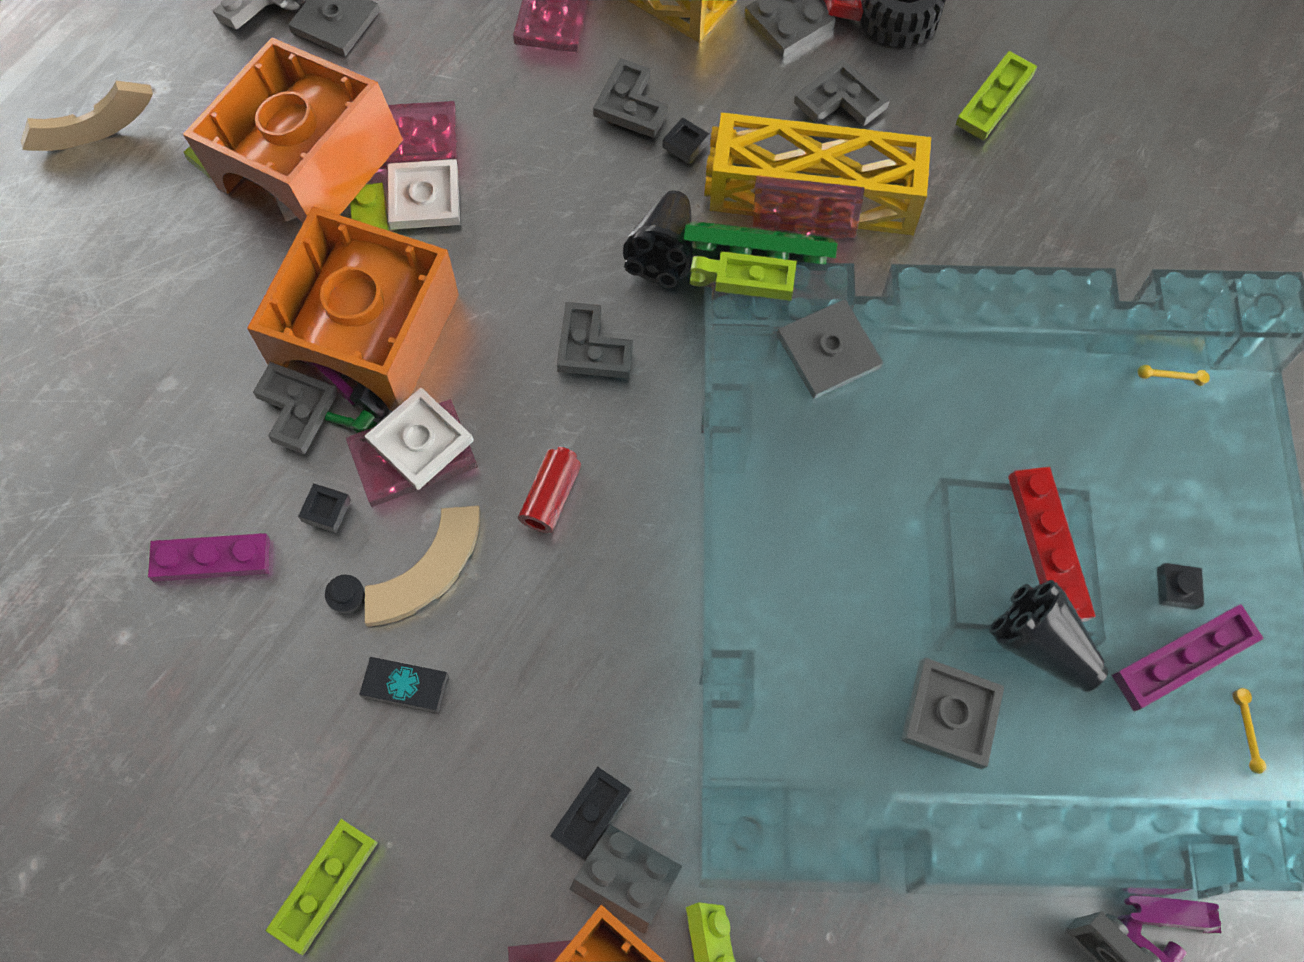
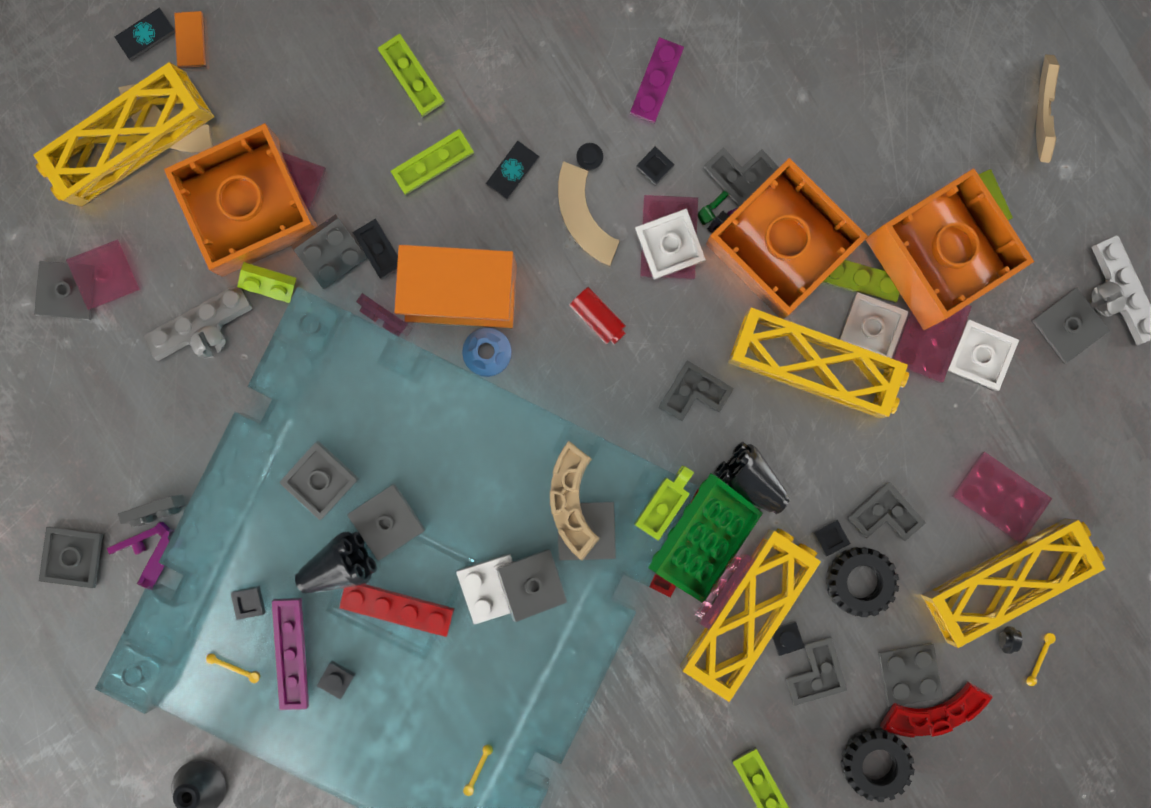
camera: 120 degrees right, 20 degrees up
(407, 74) = (983, 355): none -> white plate
(436, 796) = (432, 162): none -> lime plate
(492, 143) = (886, 392): none -> yellow piece
(597, 654) = (456, 286): none -> orange piece
(655, 626) = (497, 362): none -> medium blue piece
(684, 740) = (391, 322): none -> clear pink plate
(720, 67) = (884, 589): none -> black tyre
(807, 383) = (566, 501): none -> tan tile
(931, 385) = (531, 585): none -> dark grey plate
(954, 602) = (386, 522): none -> dark grey plate
(959, 436) = (483, 589): none -> white plate
(1161, 743) = (248, 602): none -> black plate

